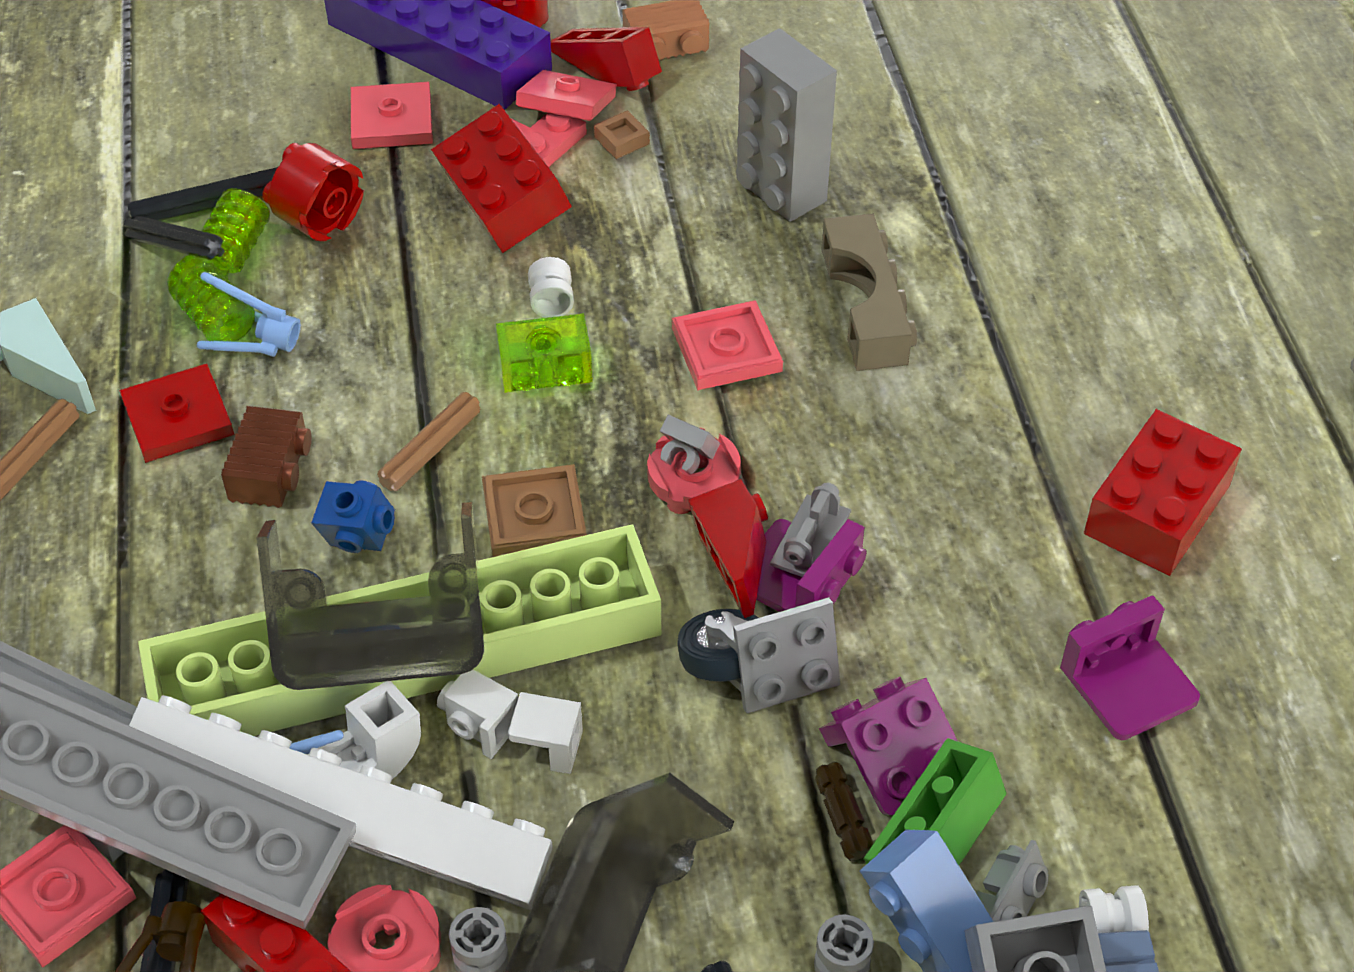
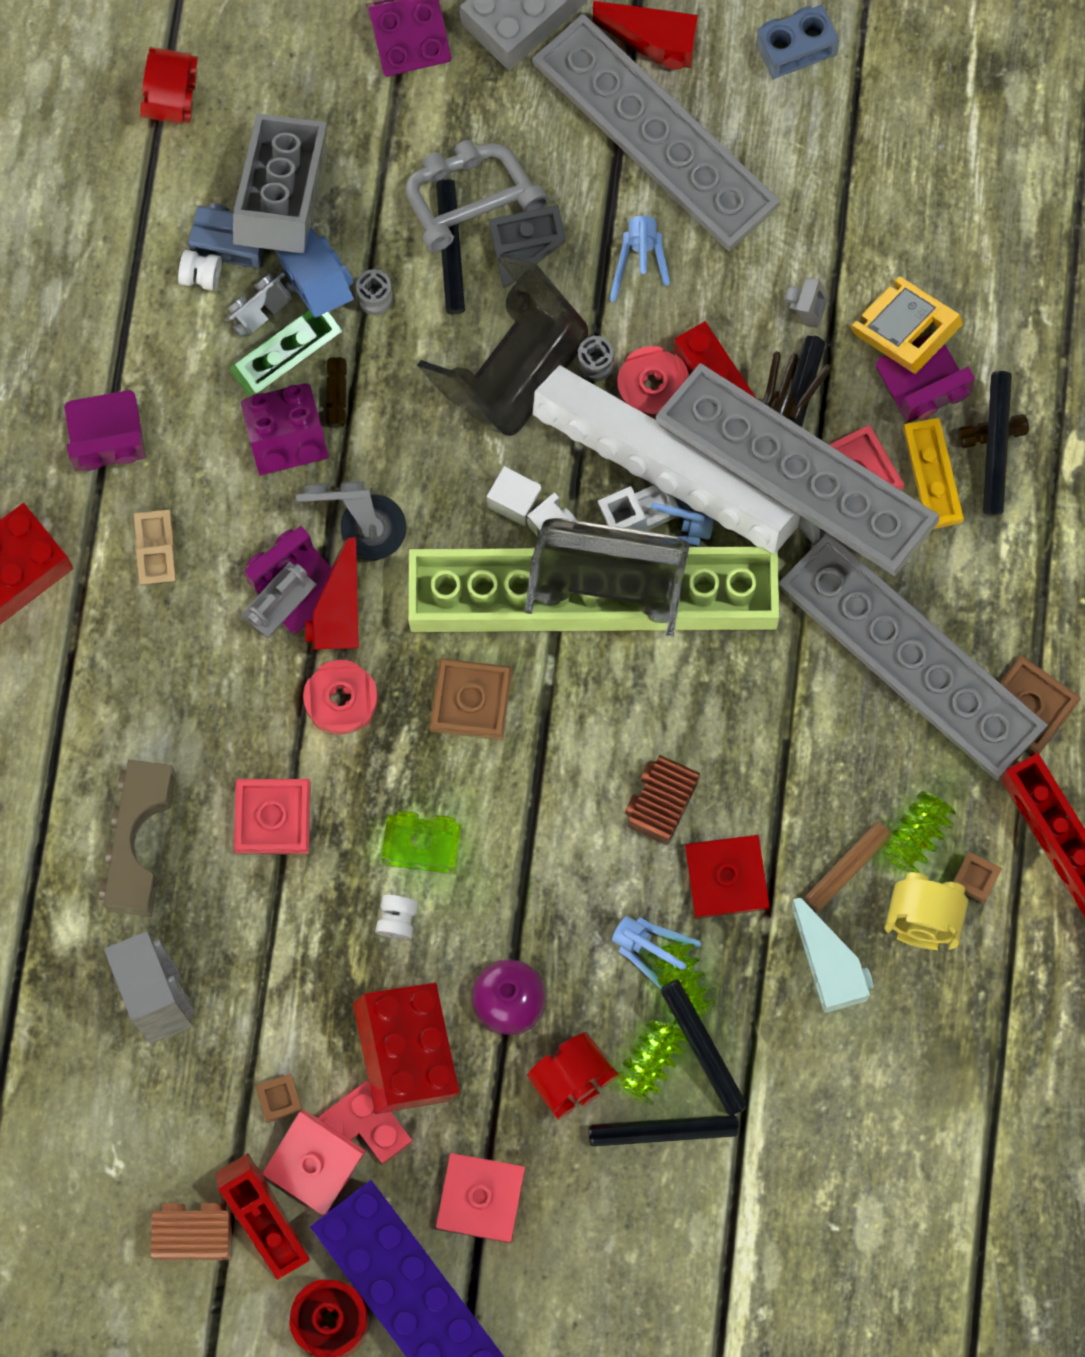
camera: 160 degrees left, 25 degrees up
(354, 516) = (606, 711): blue brick -> none
(405, 255) = (509, 997): none -> magenta cylinder
(428, 442) = (534, 787): medium nougat axle -> none
(688, 439) = (340, 698): light grey tile -> none
(993, 571) = (155, 547): none -> tan slope

